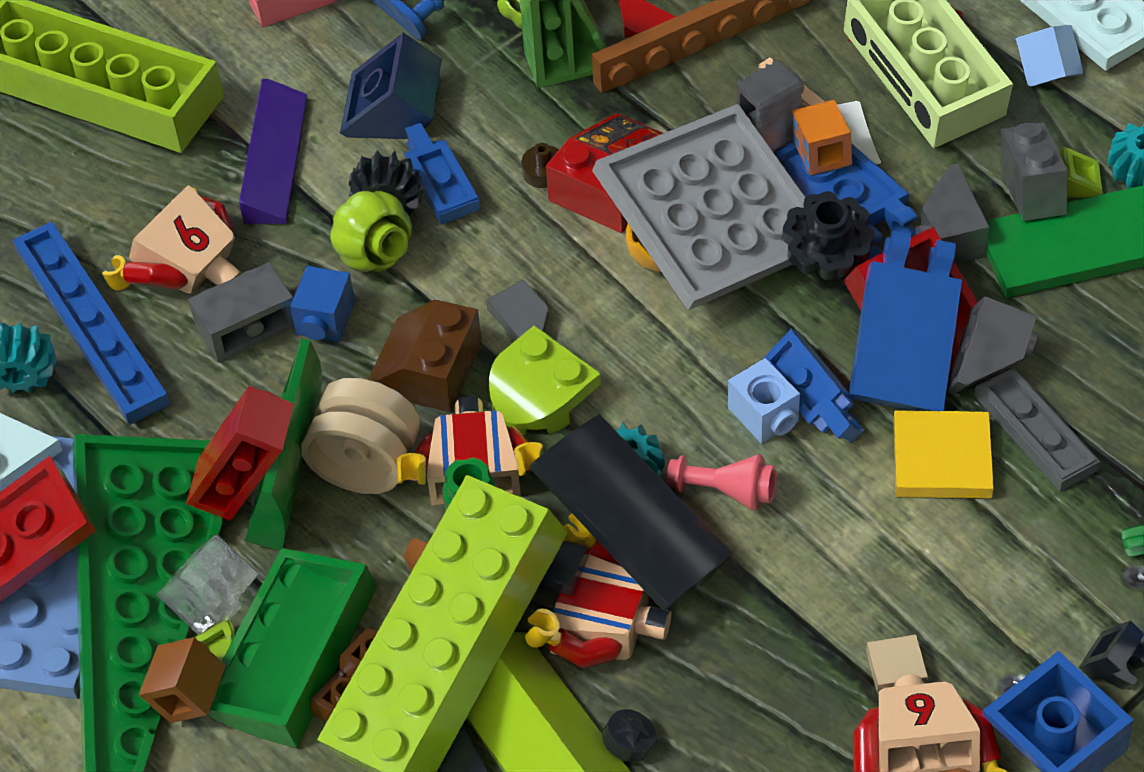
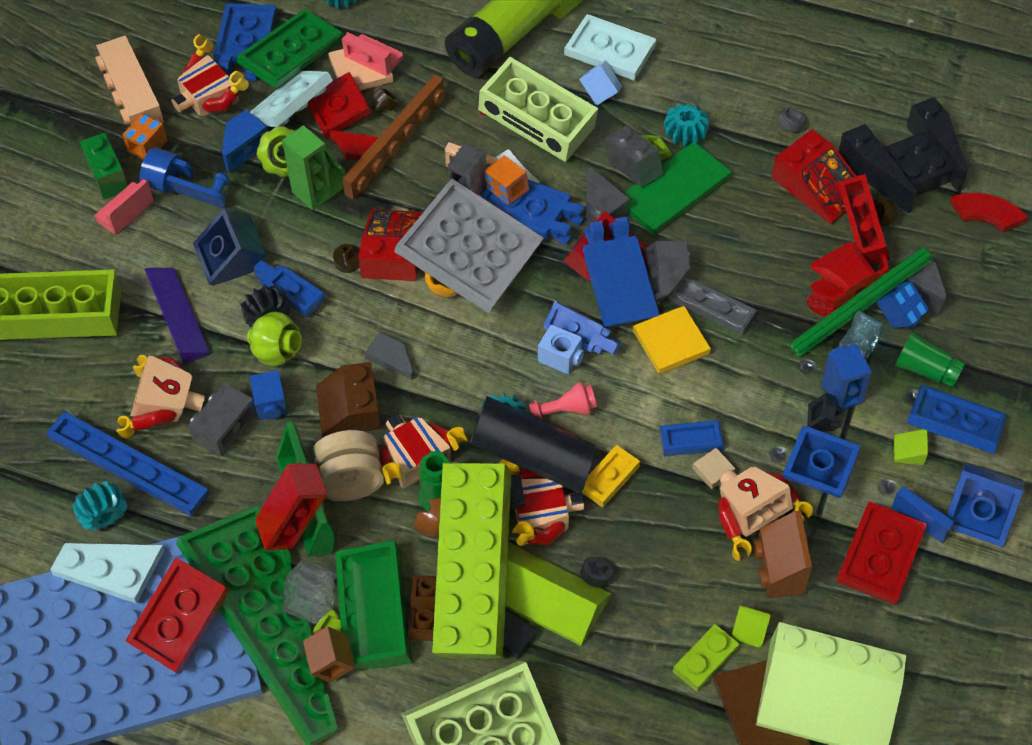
camera: 30 degrees left, 5 degrees up
(539, 383) = (426, 390): lime slope -> none
(730, 608) = (610, 475): none -> yellow plate
(828, 235) = (543, 237): black plant -> none
(888, 606) = (691, 438): none -> blue tile

